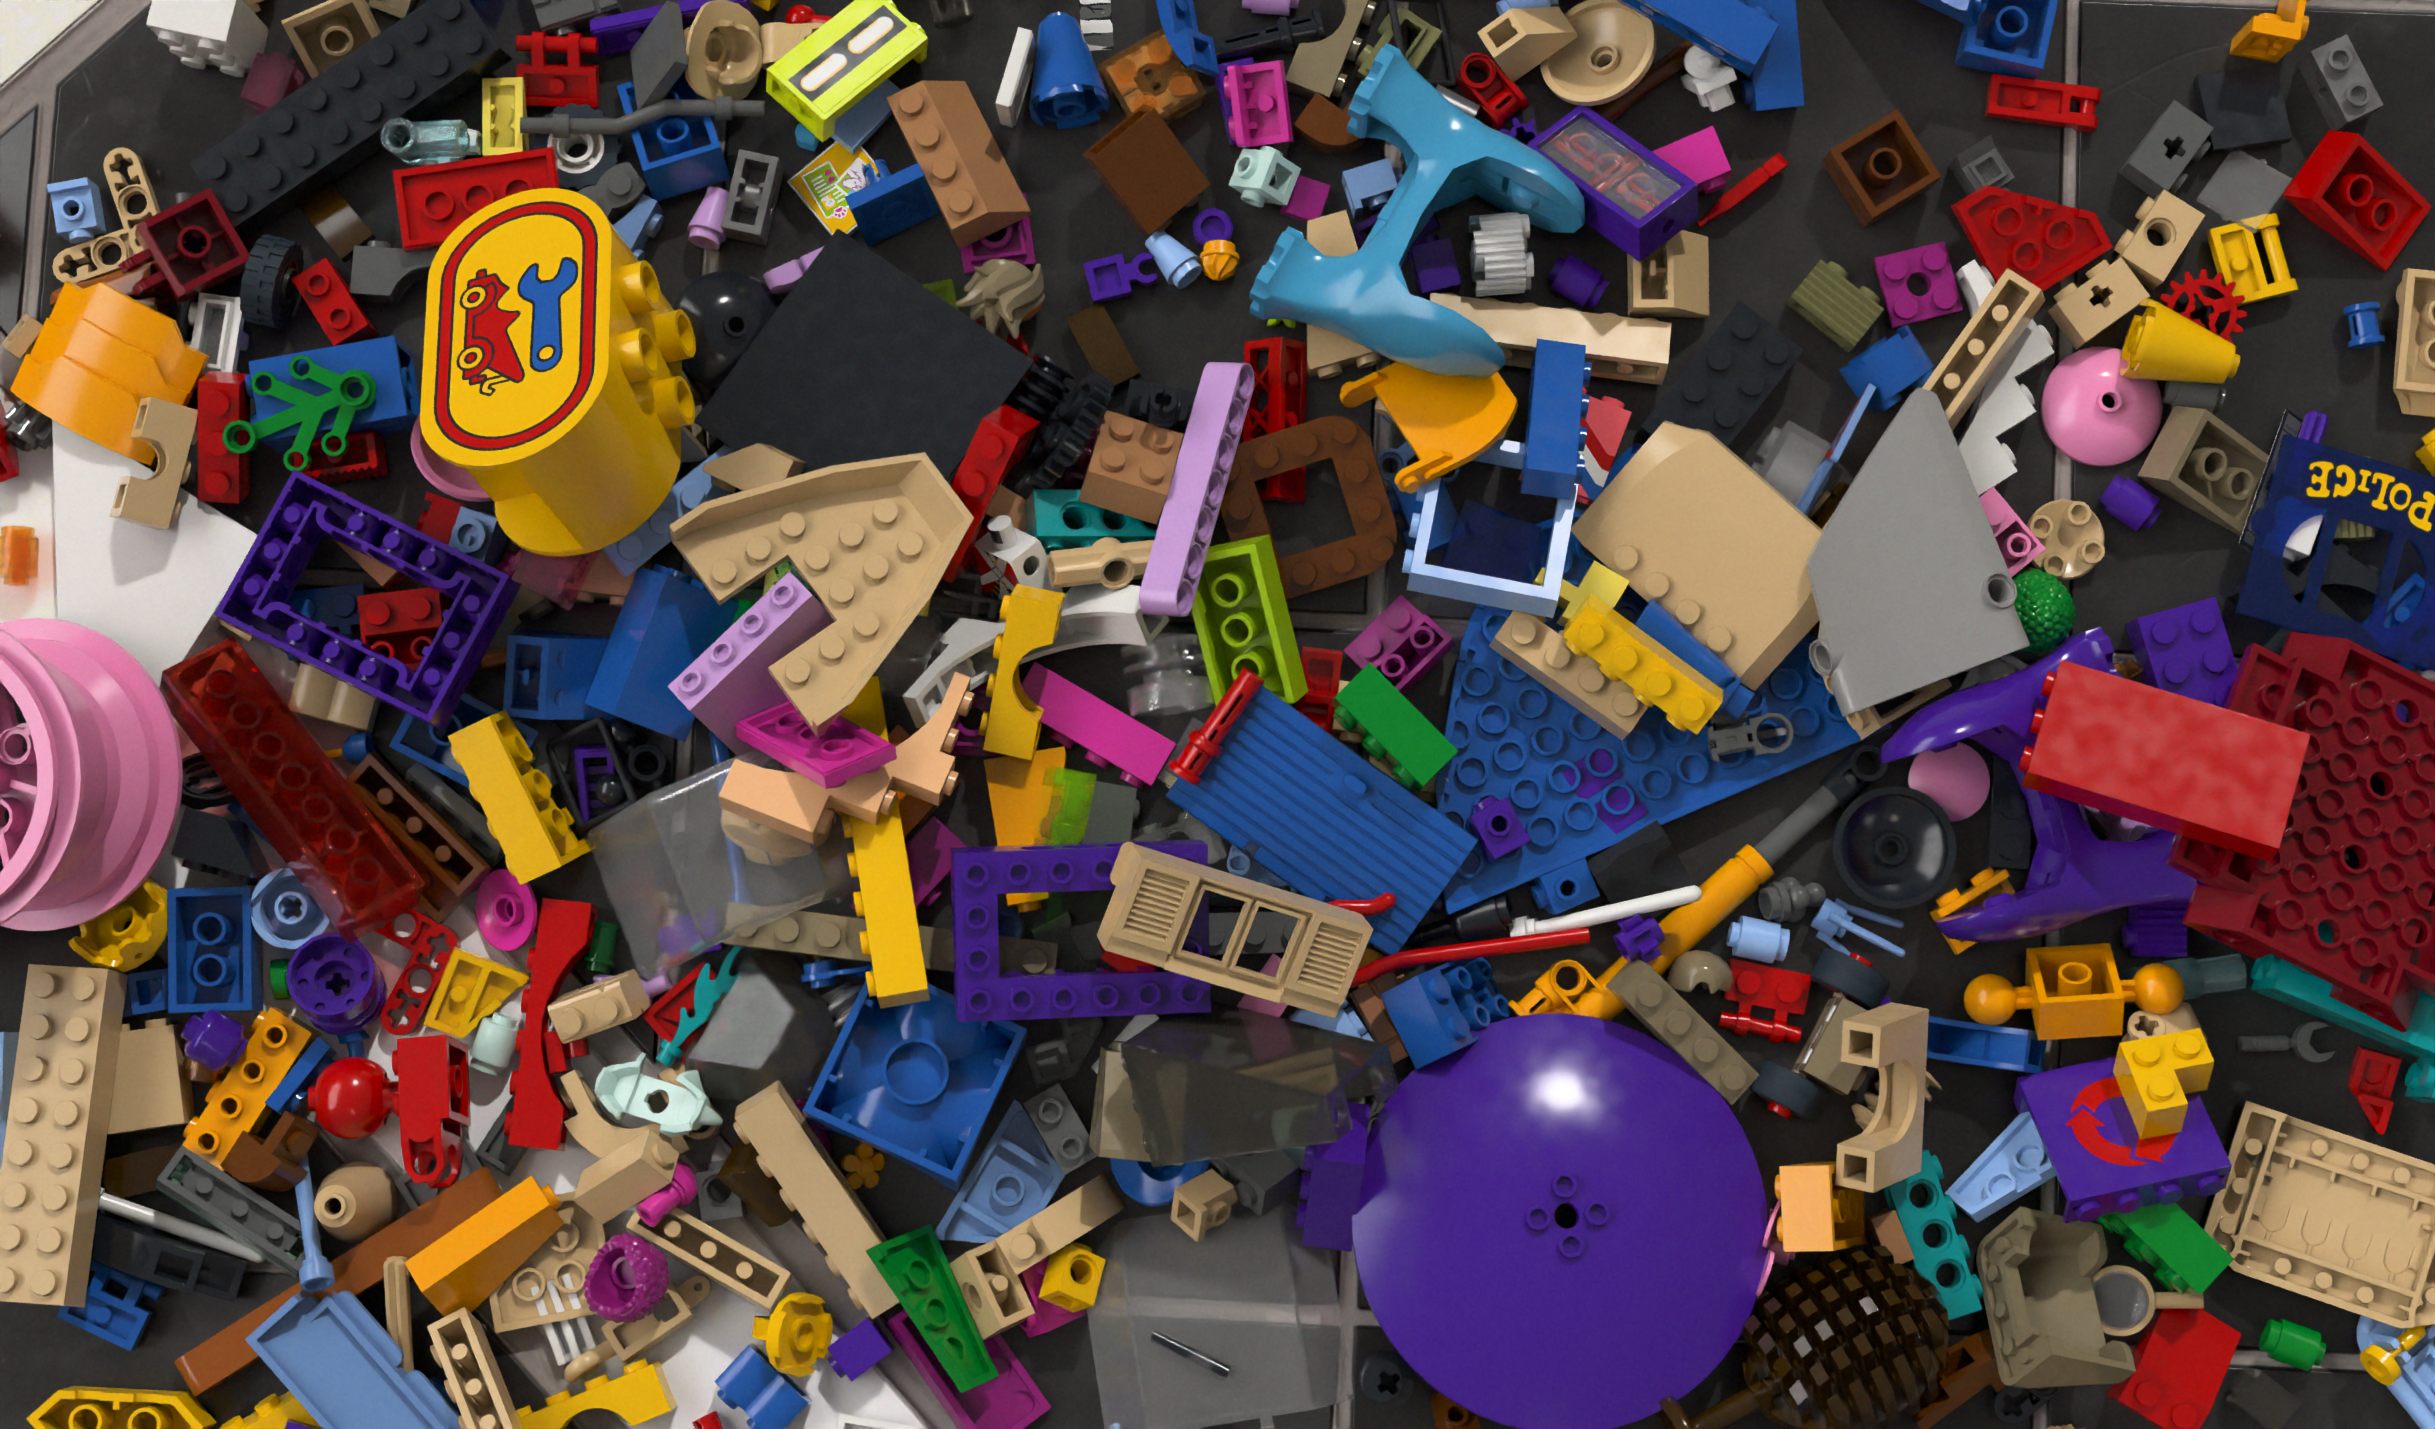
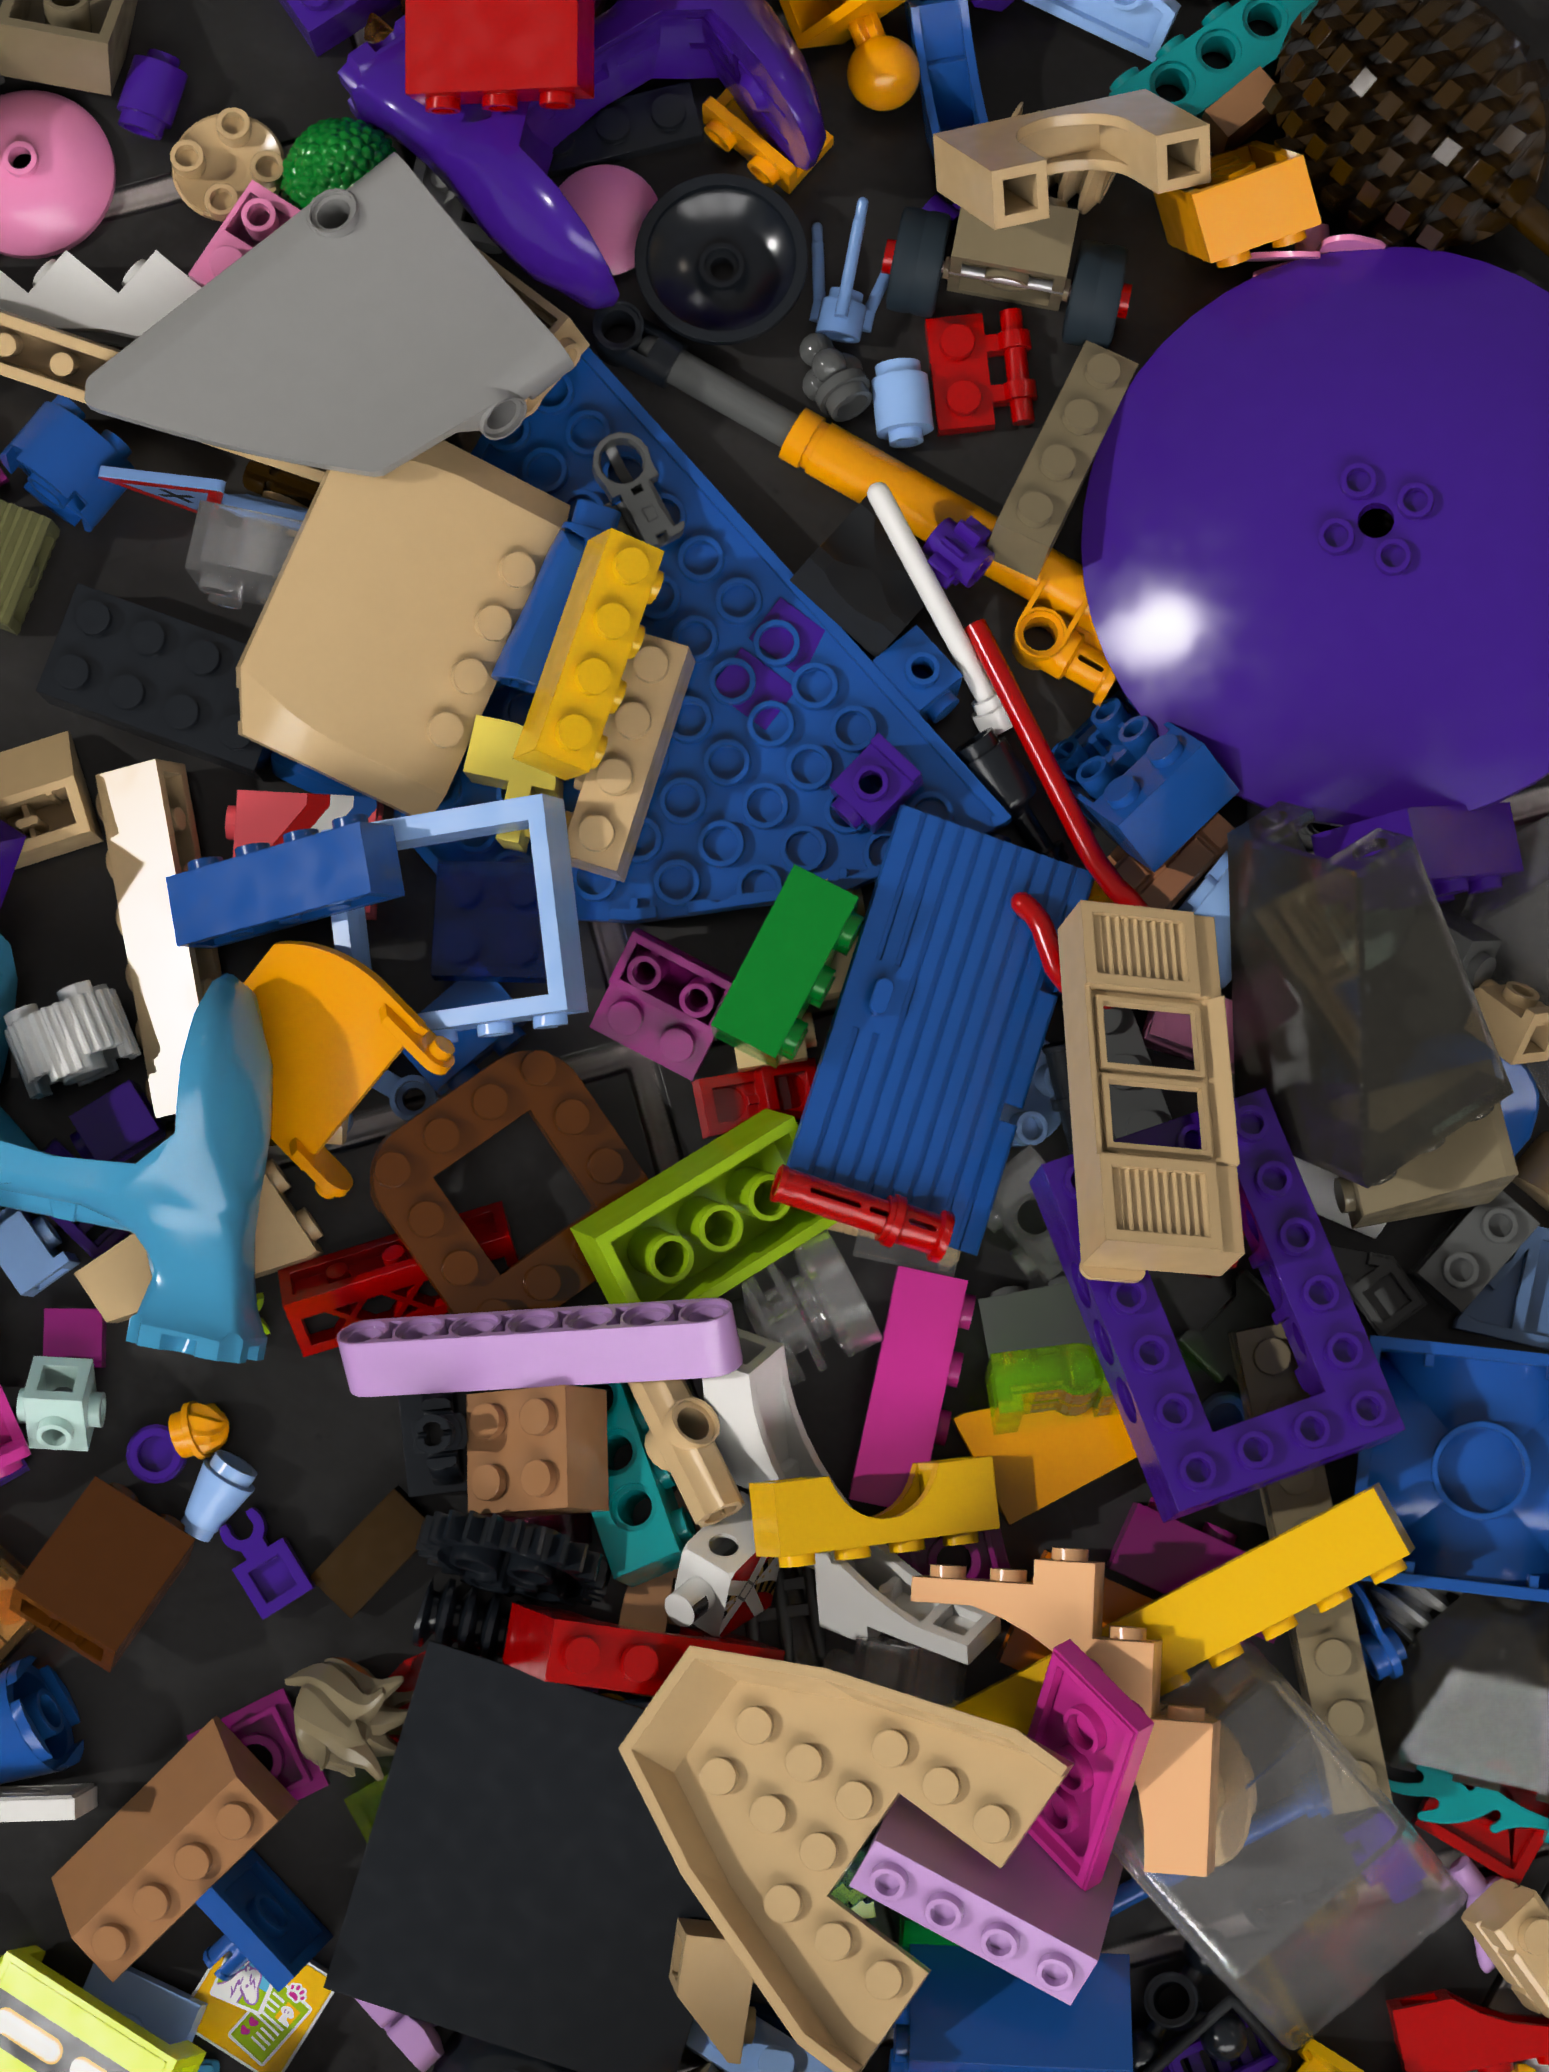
camera: 105 degrees left, 0 degrees up
(602, 948) = (1443, 1974): dark green pin -> none
(1578, 281) = (75, 922): dark purple brick -> none
(1699, 967) = (970, 466): dark tan hair -> none

